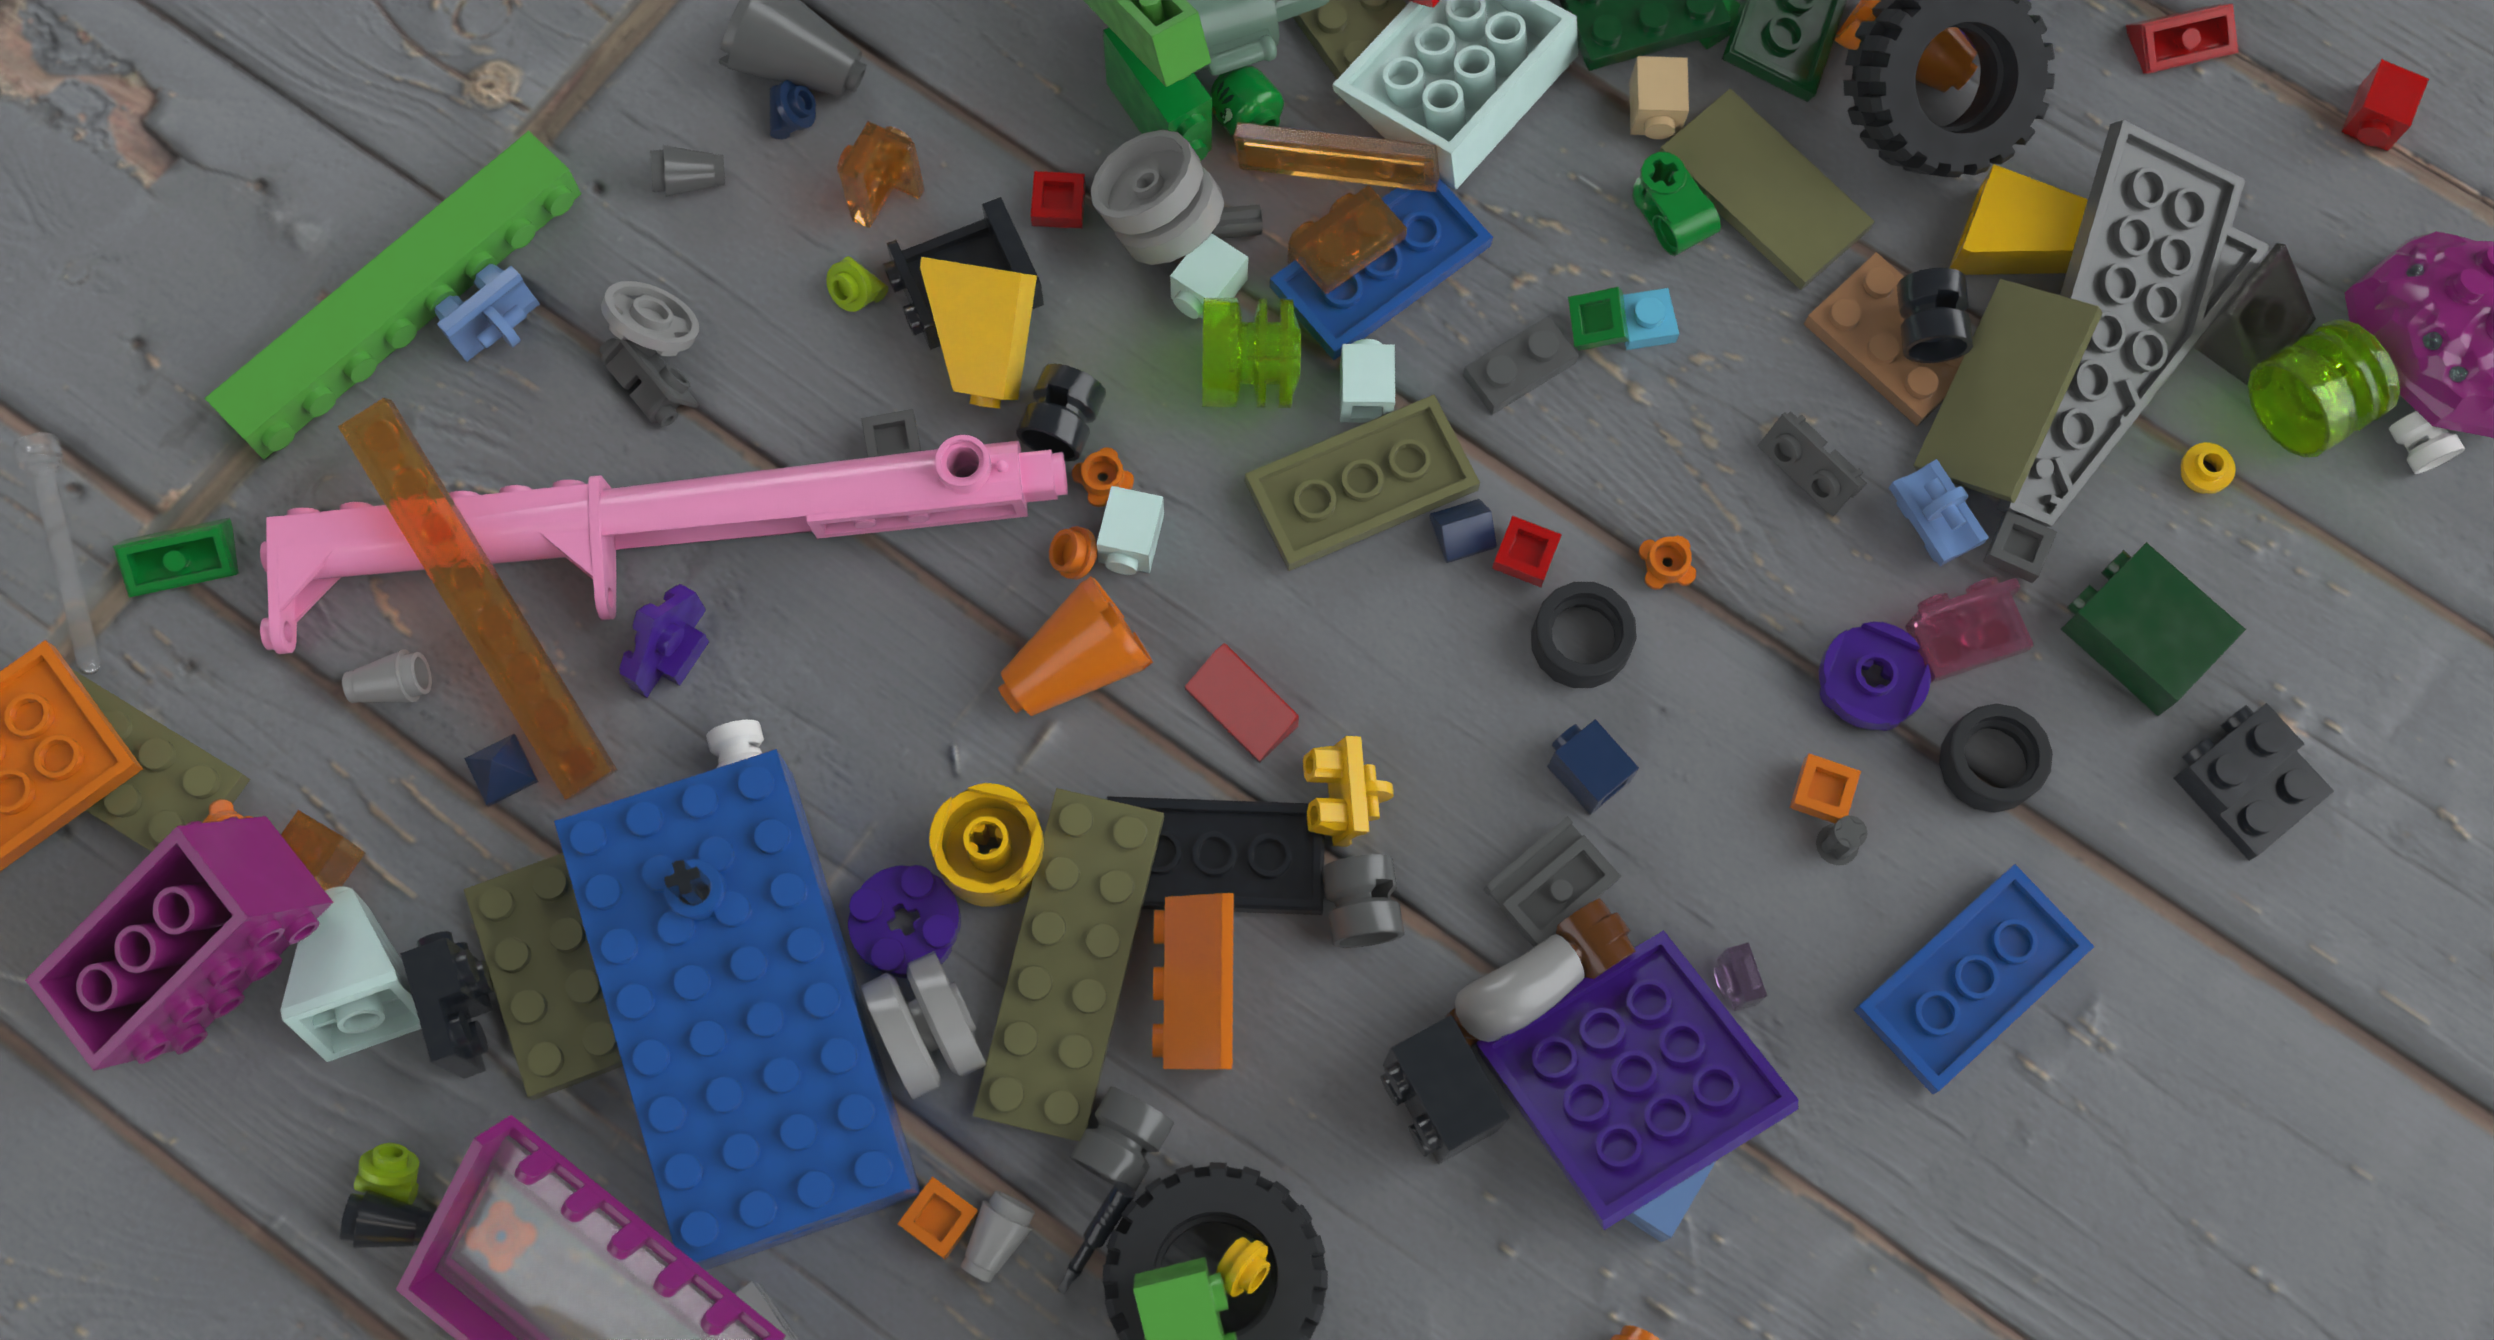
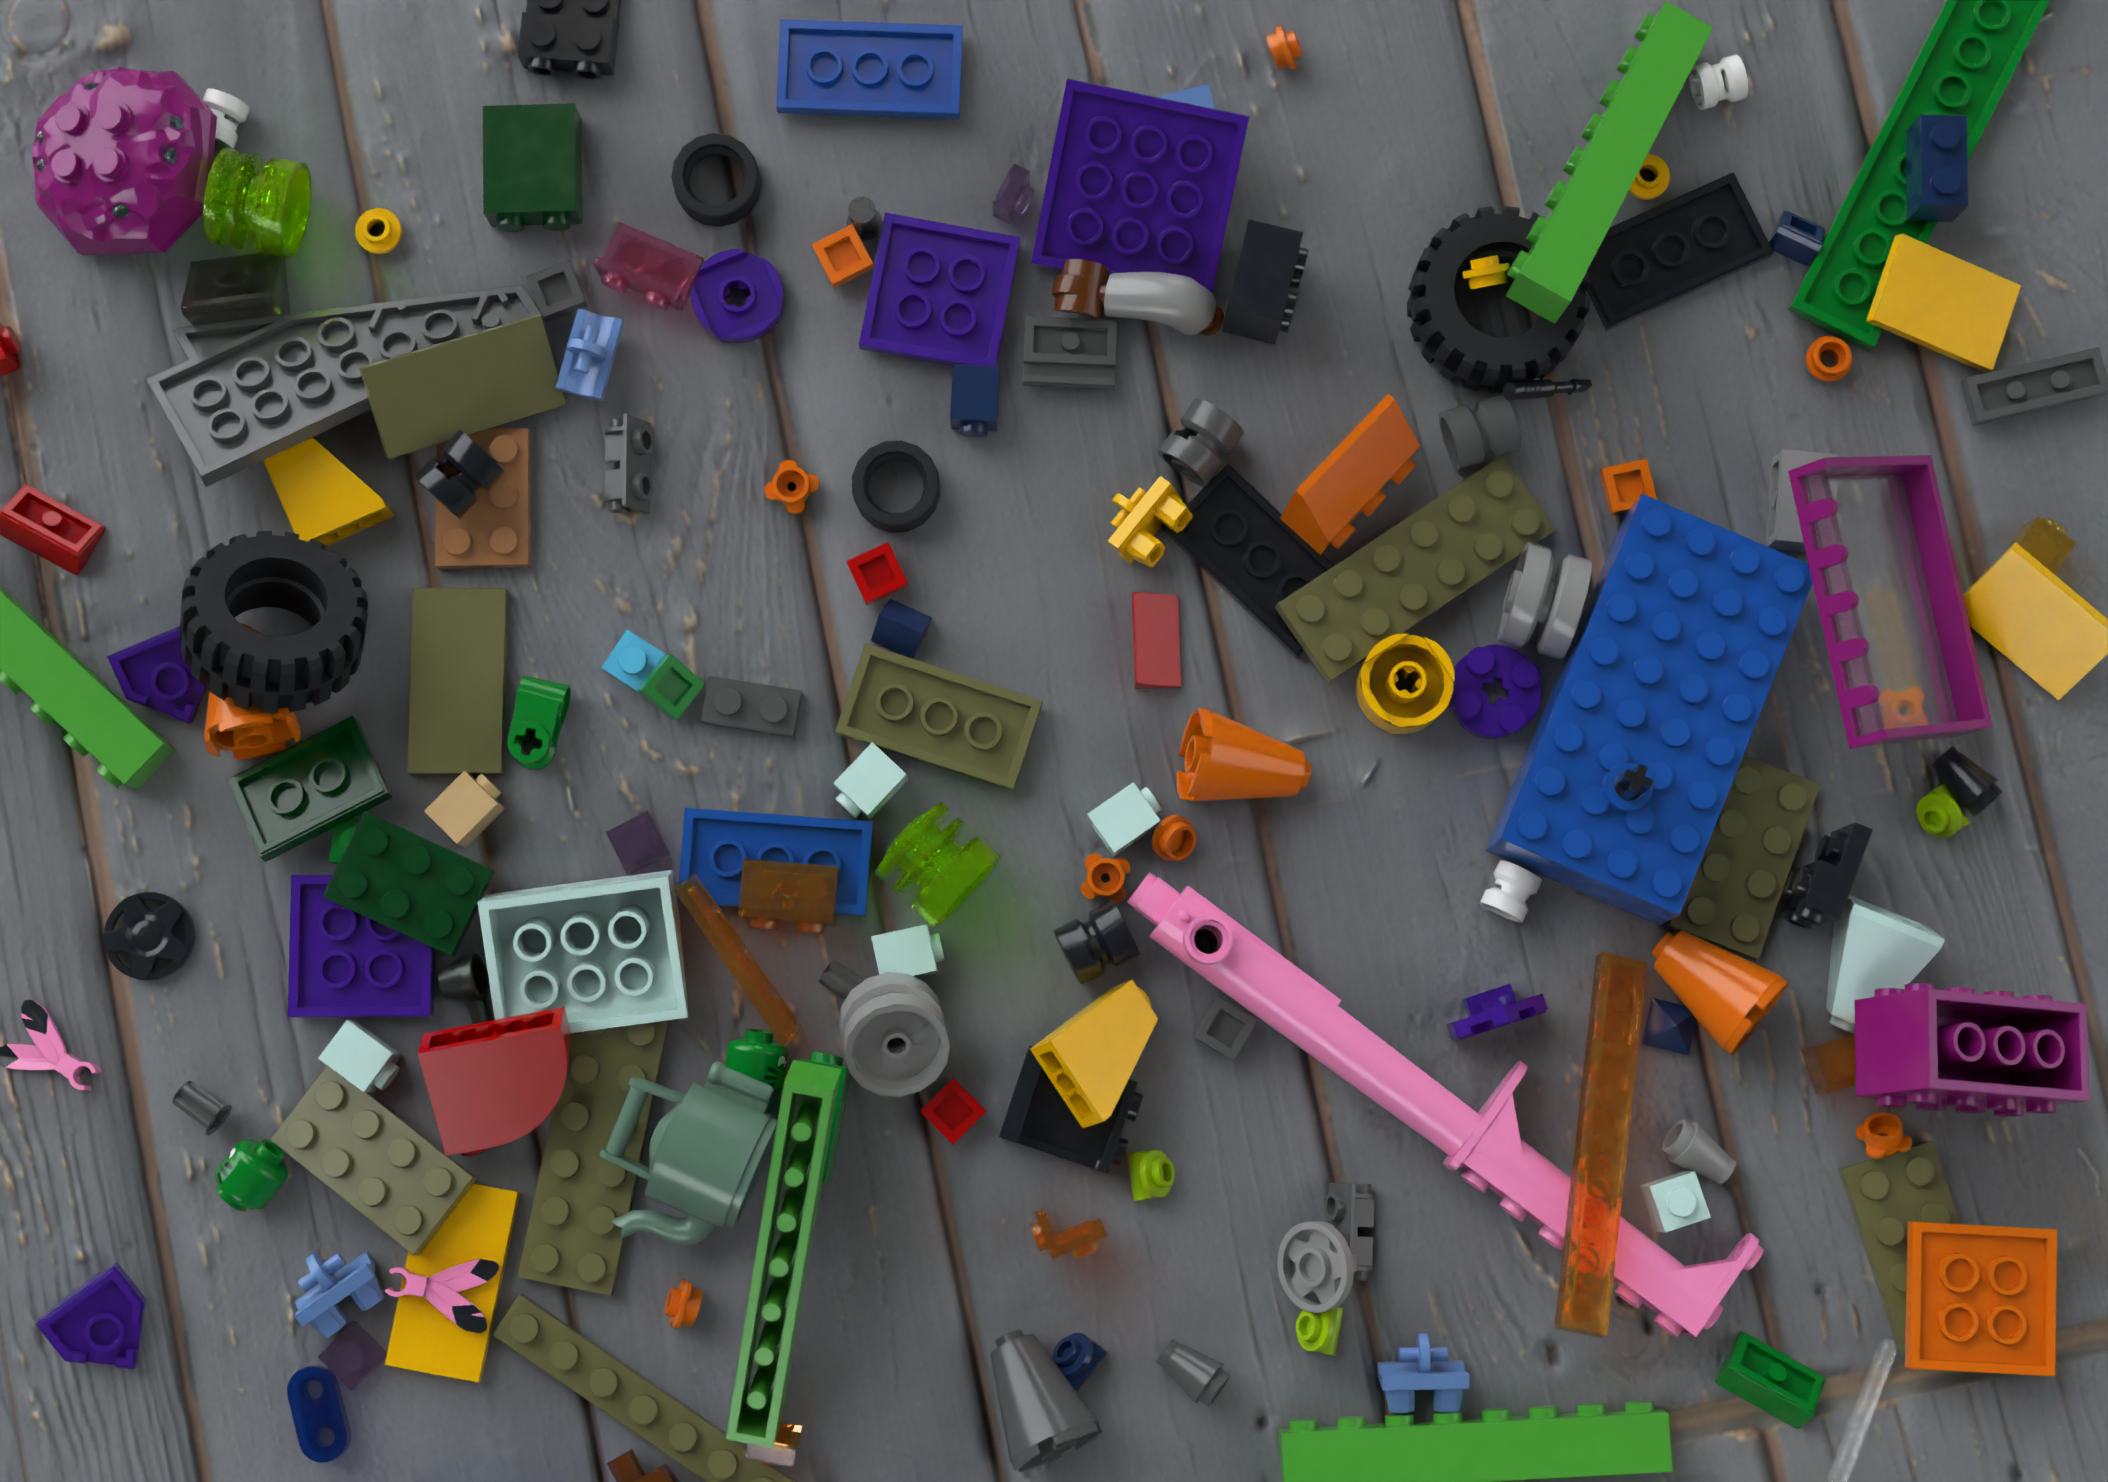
camera: 135 degrees left, 10 degrees up
(375, 617) = (1675, 1201): none -> light aqua brick
(476, 825) = (1718, 987): none -> orange cone
(601, 275) = (1319, 1330): none -> lime plate
(996, 1235) = (1600, 446): light grey cone -> none
(1502, 190) = (638, 843): none -> clear purple plate
(1713, 833) = (939, 292): none -> dark purple plate

